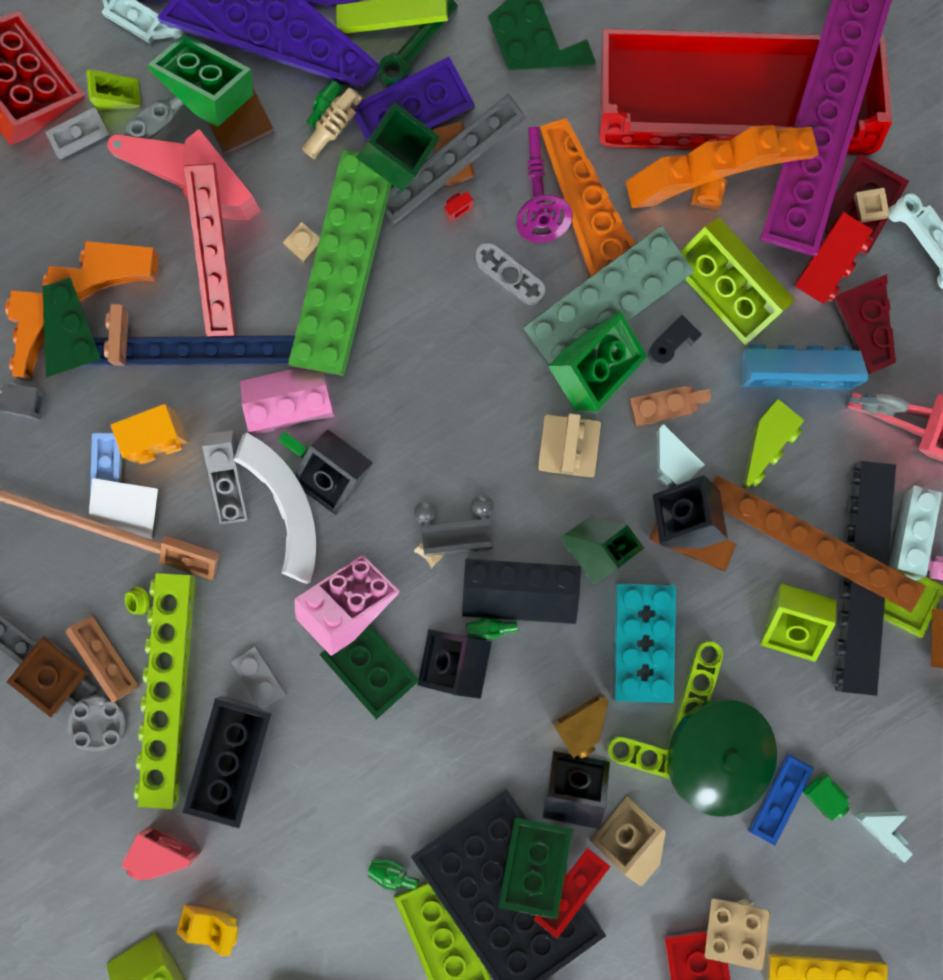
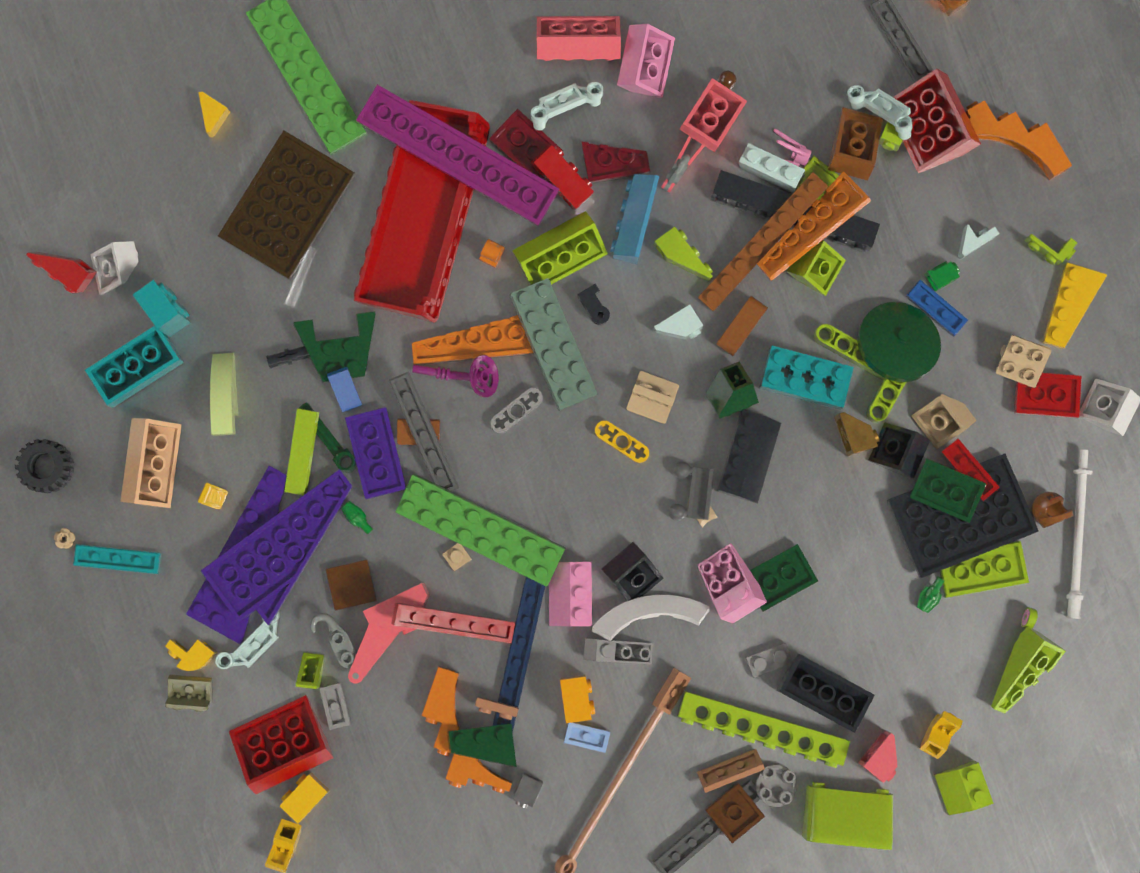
camera: 85 degrees left, 0 degrees up
(69, 830) = (848, 817): none -> lime windscreen
(123, 506) = (623, 731): white sticker -> none
(137, 601) = (694, 736): lime plate -> none
(203, 79) = (321, 601): green slope -> none
(292, 444) = (610, 593): green tile -> none
(332, 122) = (374, 514): tan hinge -> none
(398, 147) = (409, 469): dark green piece -> none
(454, 664) = (791, 516): black slope -> none
(458, 205) = (457, 436): red plate -> none
(485, 46) = (344, 389): none -> tile
(489, 628) = (771, 485): green piece -> none
(501, 397) = (605, 437): none -> yellow beam
(598, 363) = (599, 362): green slope -> none
(667, 404) = (638, 320): nougat hinge -> none
(690, 515) = (724, 323): black slope -> none
(717, 159) = (478, 240): orange arch -> none
(871, 205) = (530, 140): tan plate -> none
(889, 632) = (836, 206): none -> orange wing
(891, 940) = (1051, 256): none -> lime bracket

